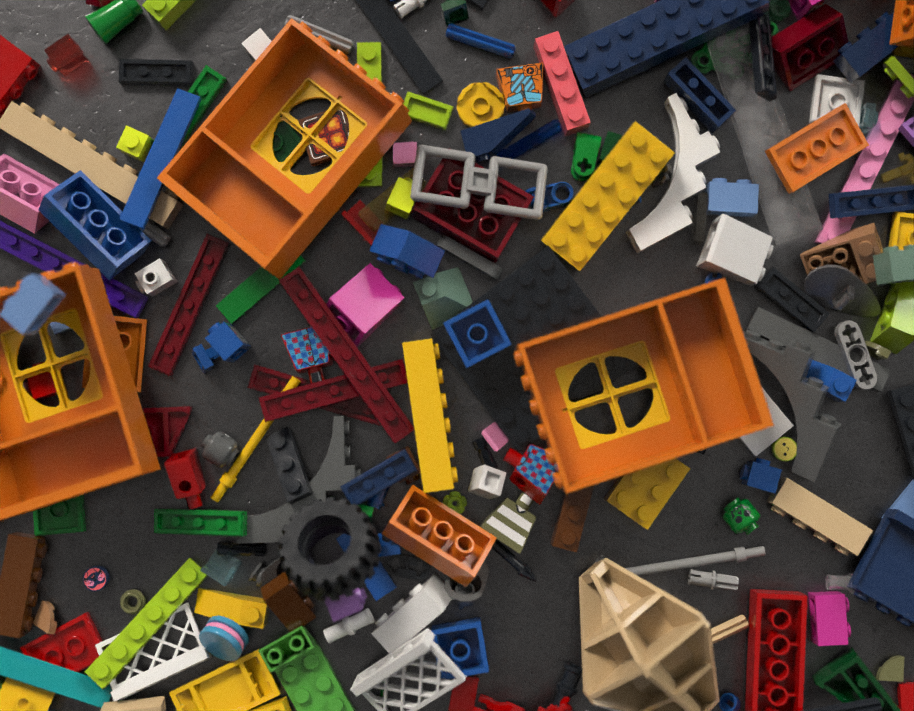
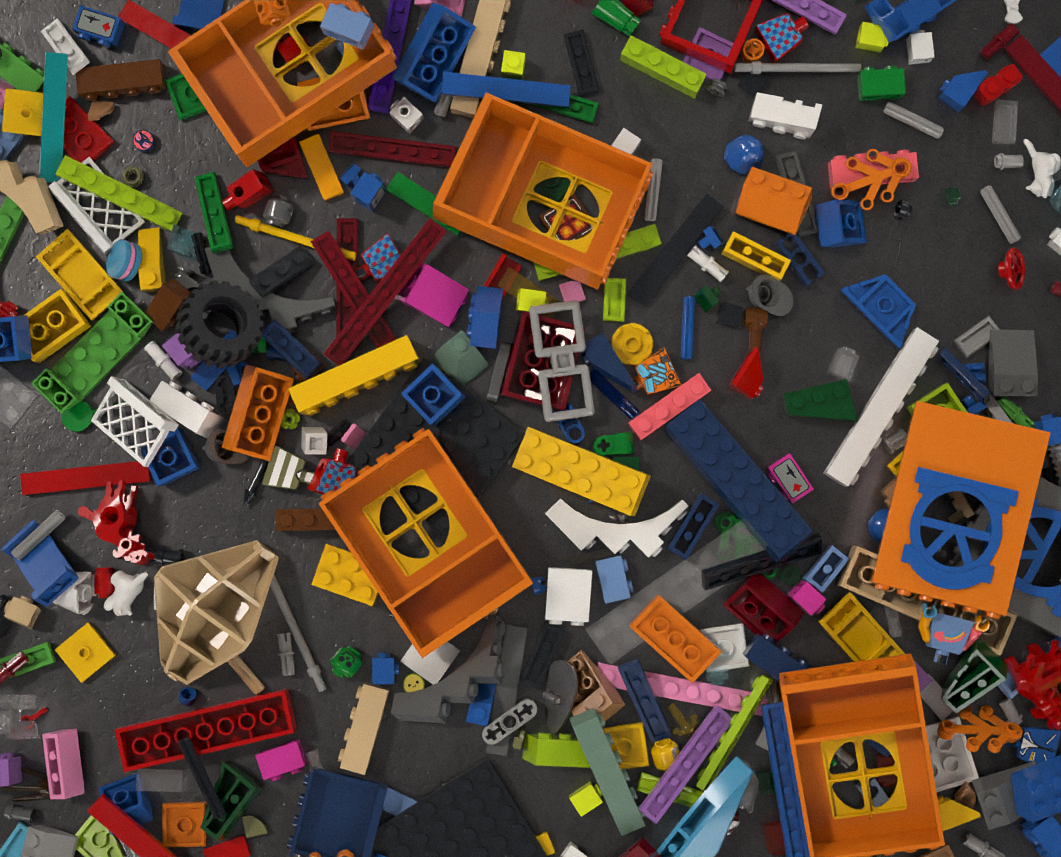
camera: 80 degrees right, 0 degrees up
(185, 388) = (321, 167): none -> light orange tile

